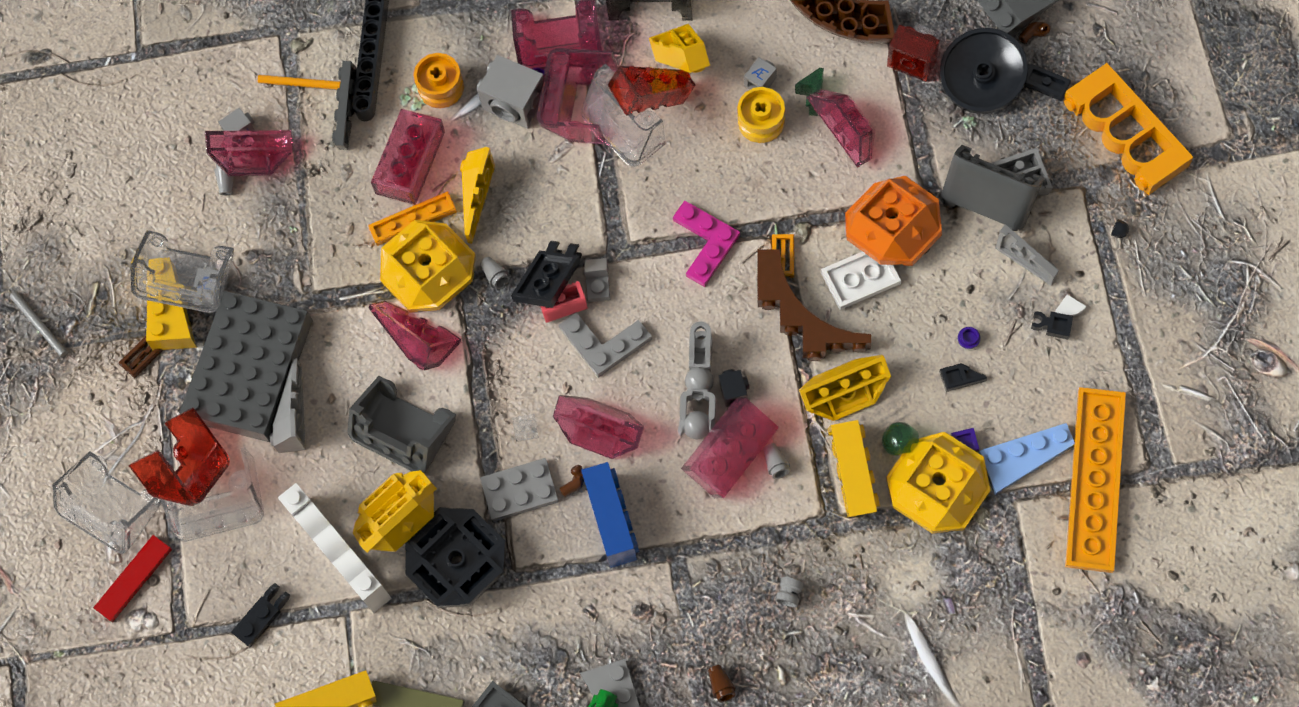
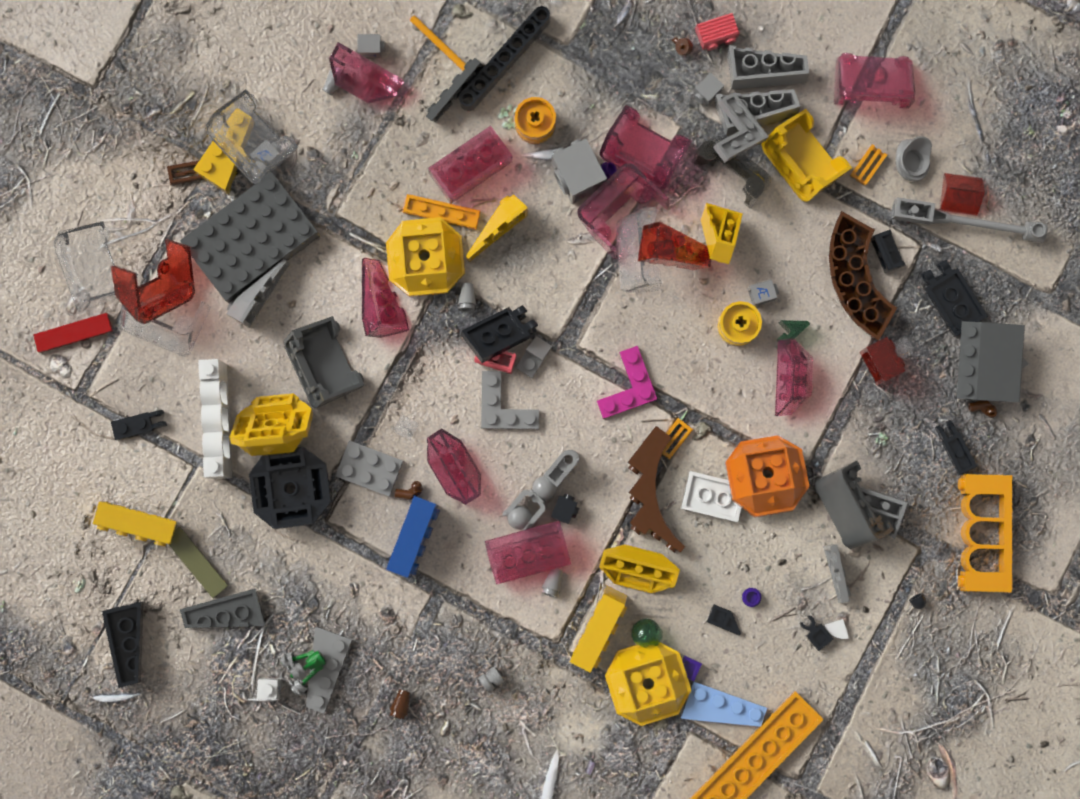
camera: 30 degrees right, 15 degrees up
(39, 325) = (133, 94): light grey bar -> none
(981, 52) = (916, 394): black dish -> none

